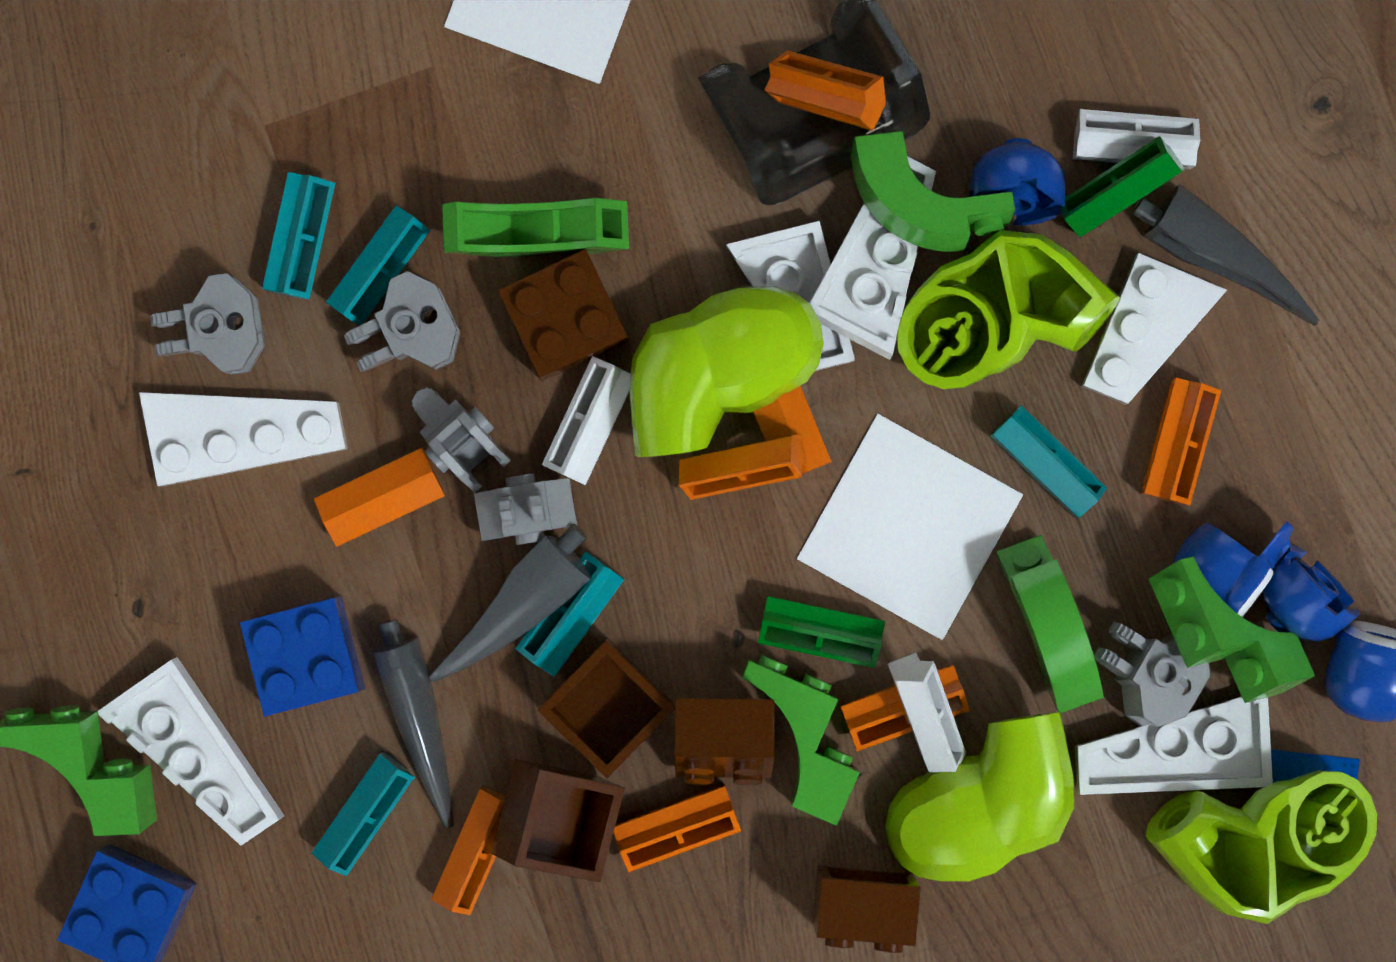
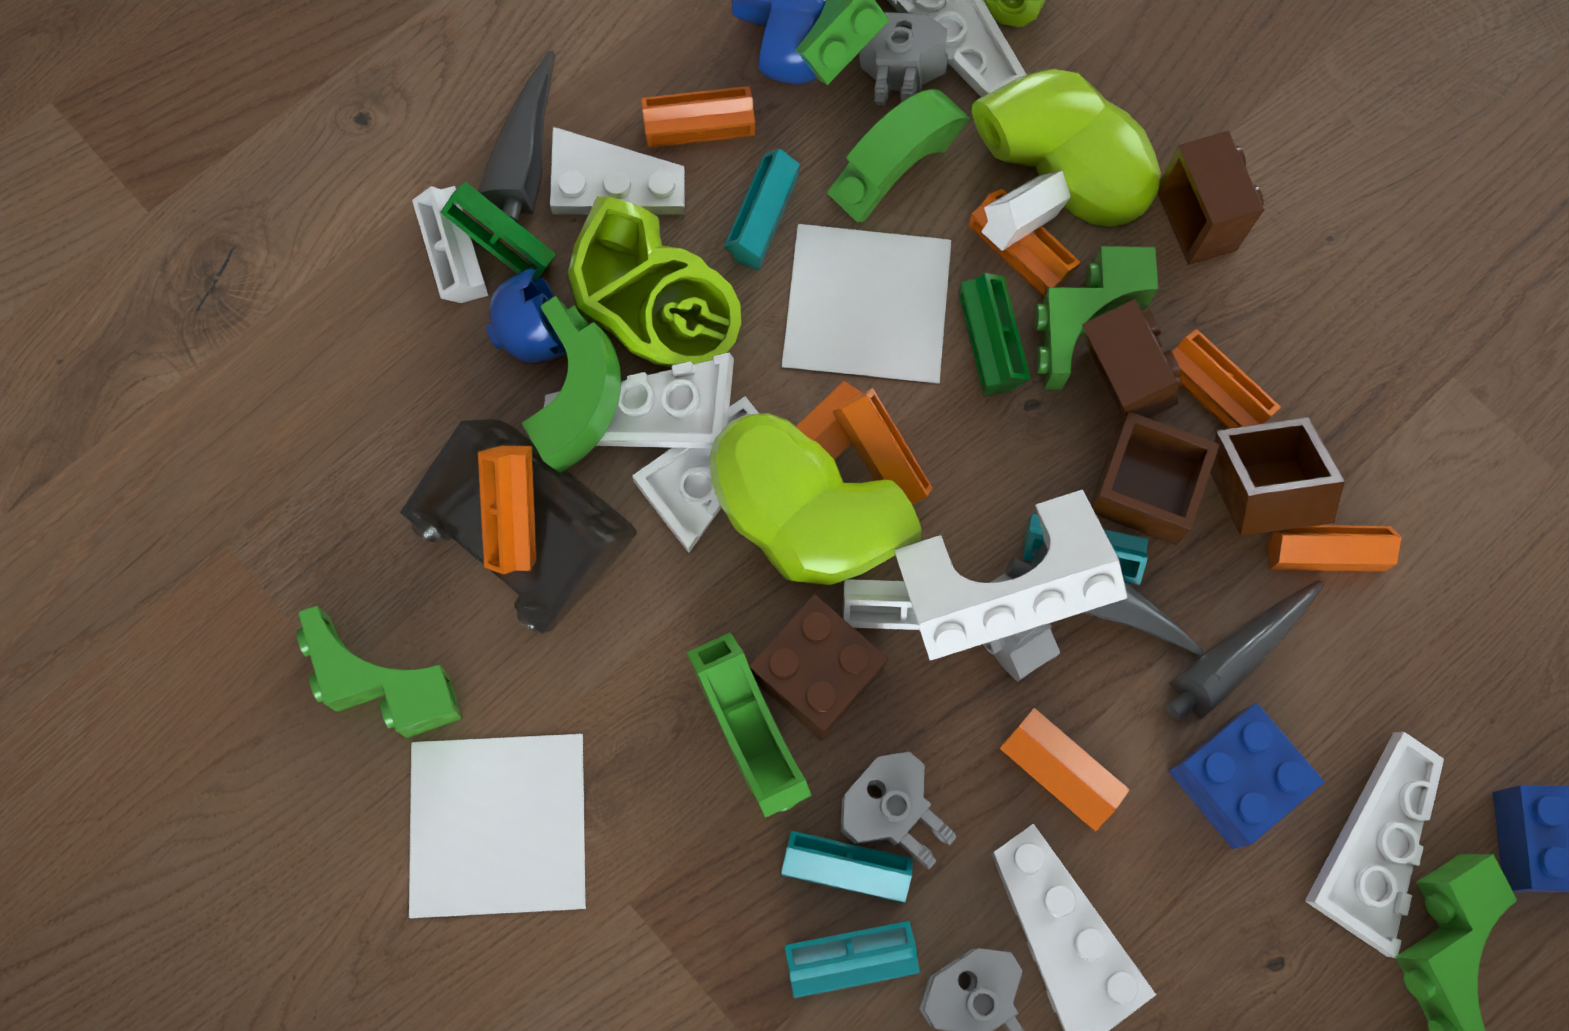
camera: 120 degrees left, 15 degrees down
(363, 814) = (1354, 661): teal piece -> none
(456, 436) = (976, 718): light grey hinge -> none
(524, 560) = (1072, 579): none -> white arch

